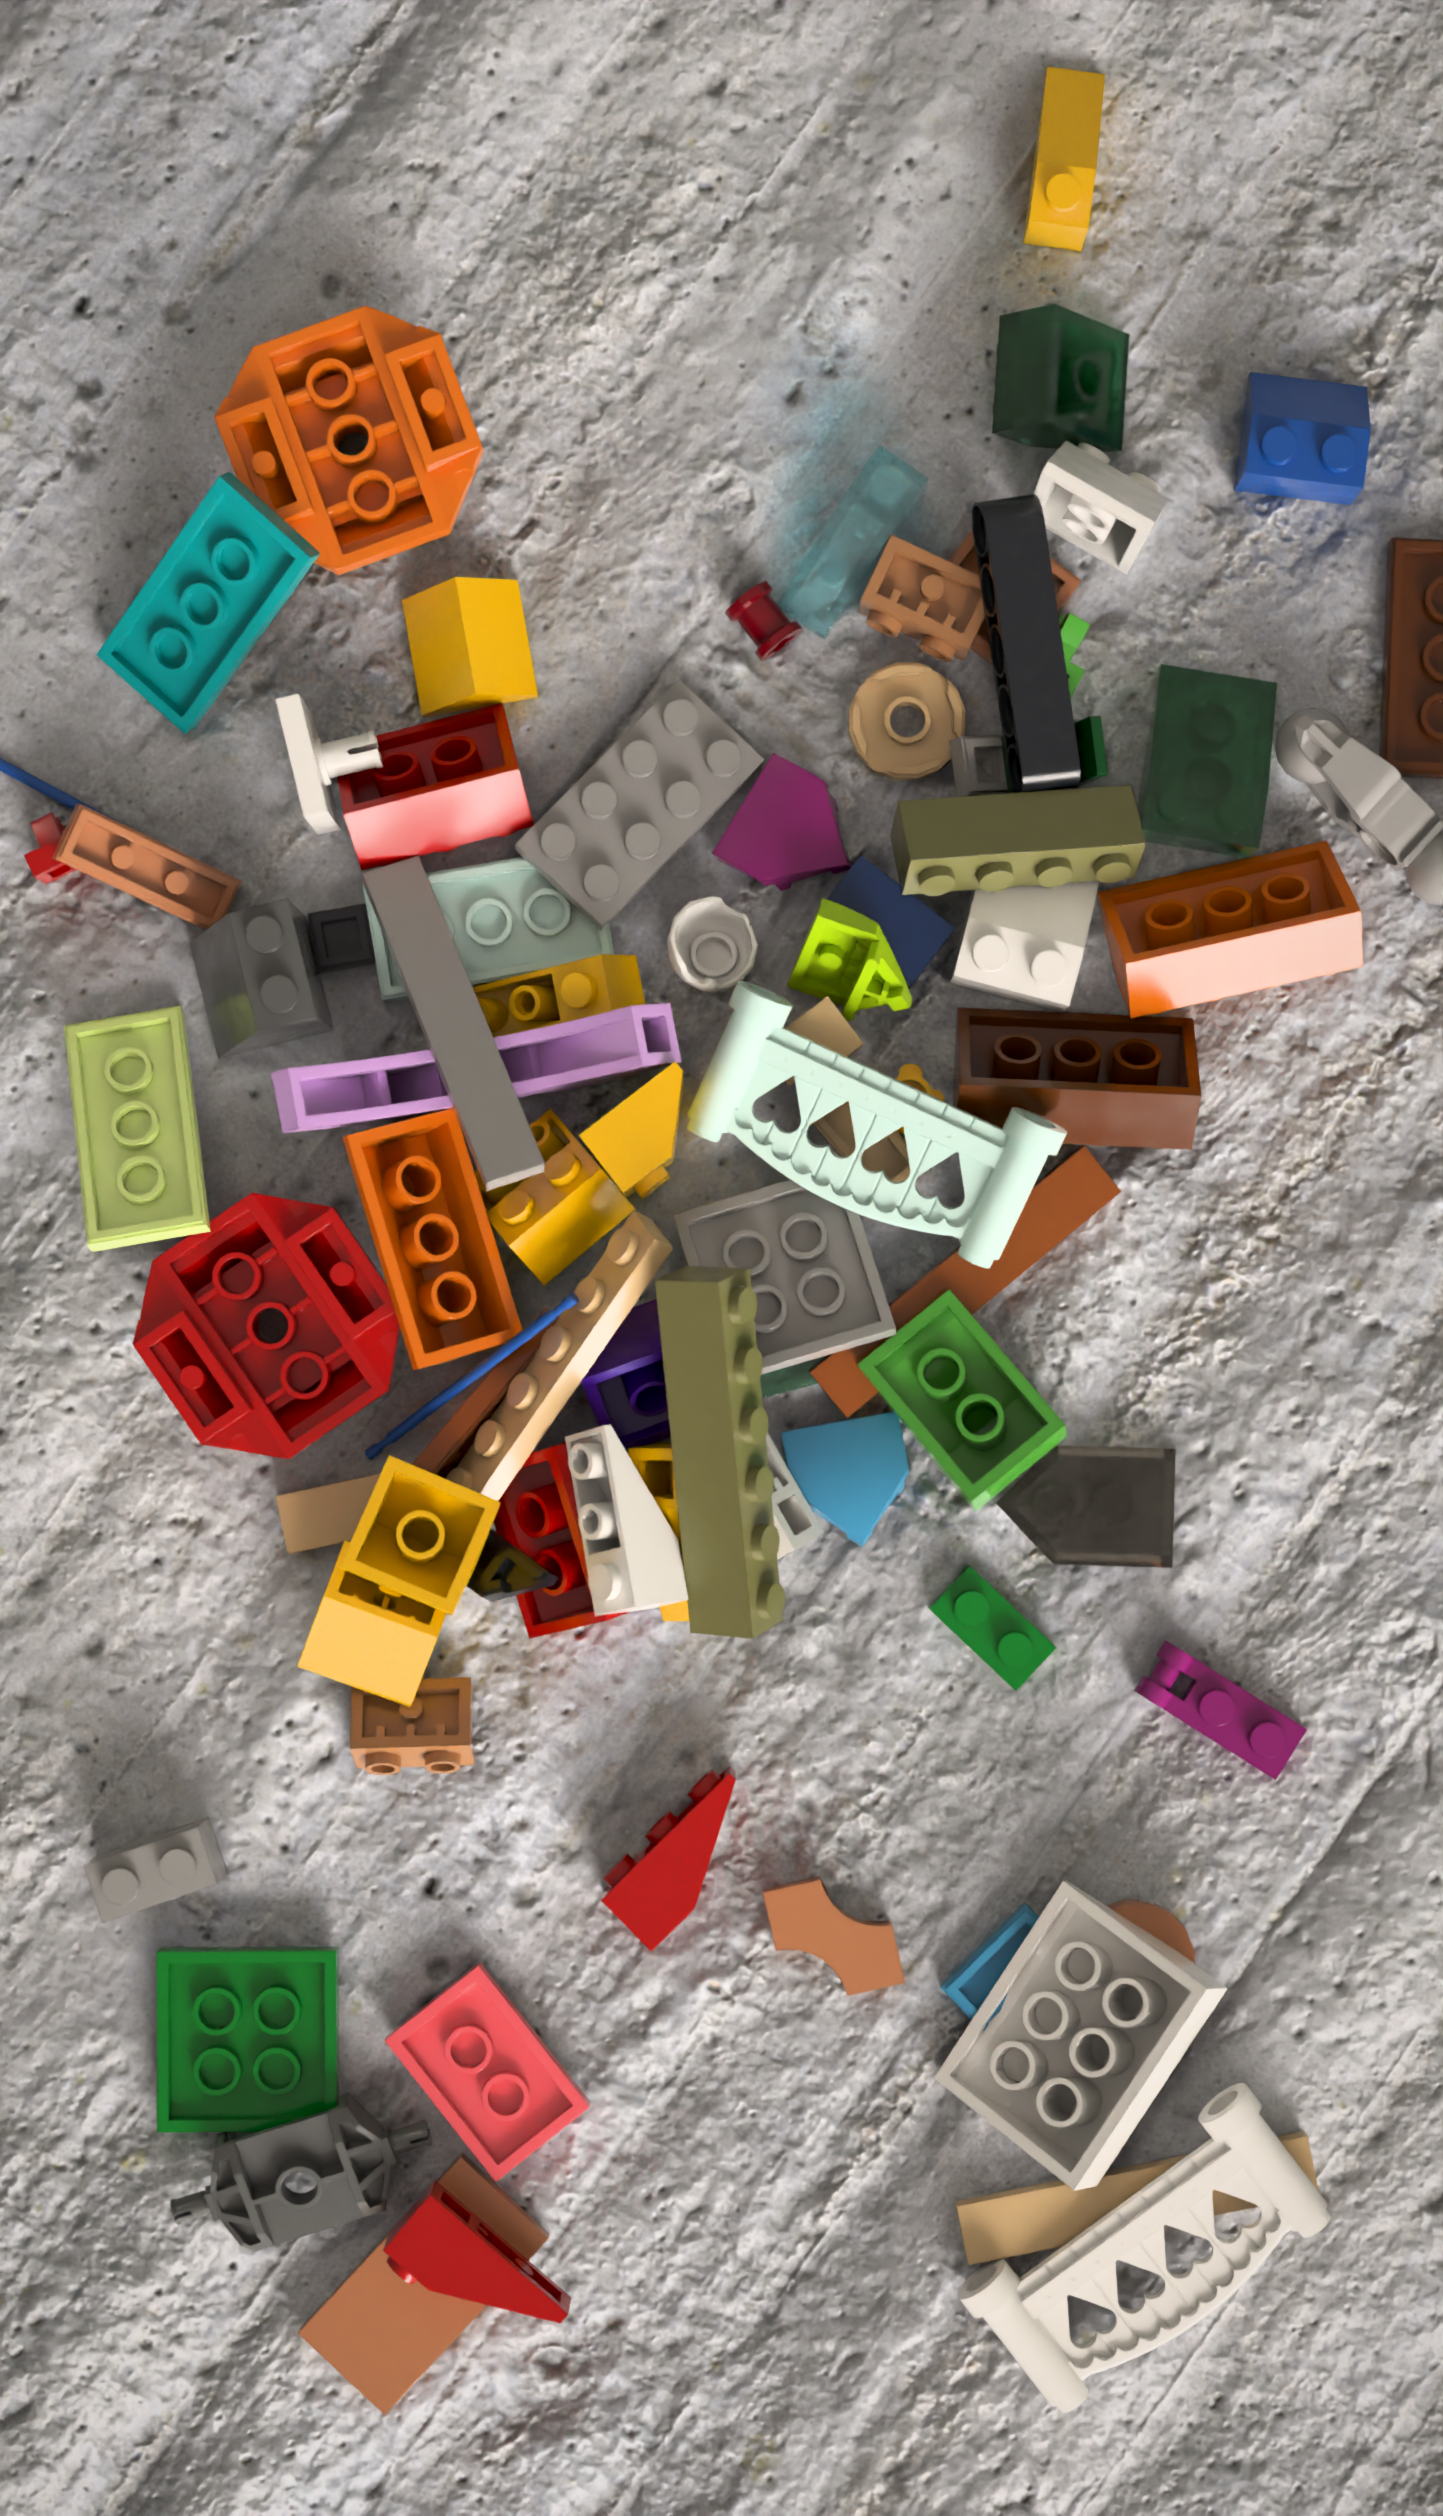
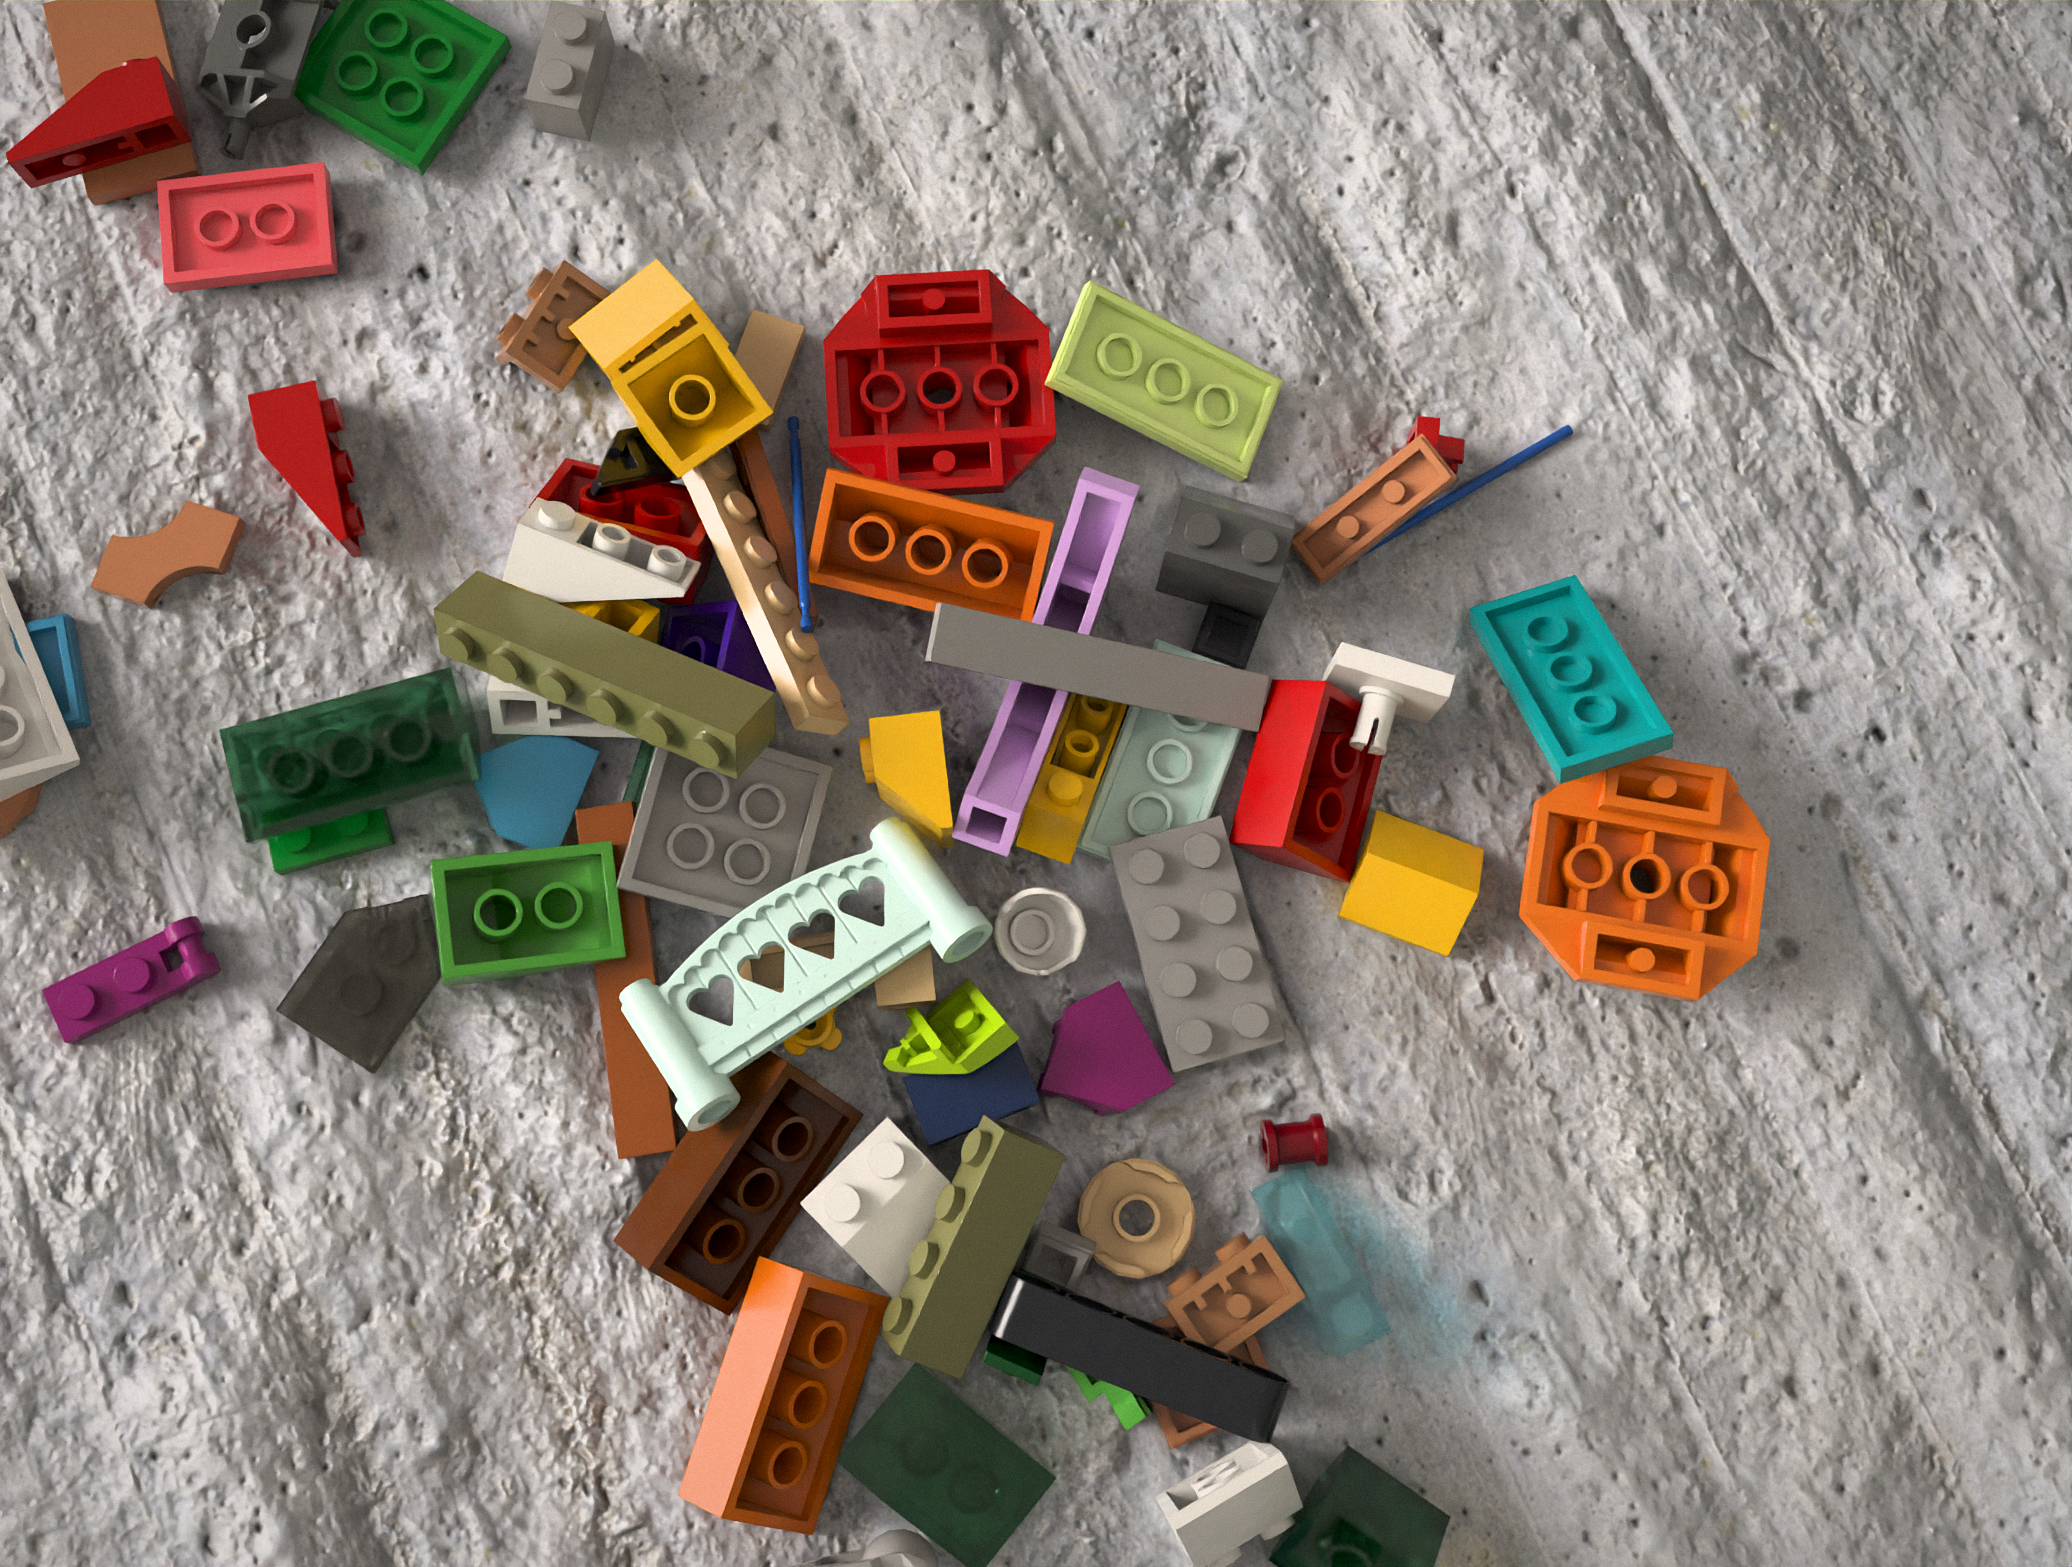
camera: 115 degrees right, 10 degrees down
(559, 1211) = (890, 674): yellow slope -> none
(920, 1634) = (352, 754): none -> clear green slope

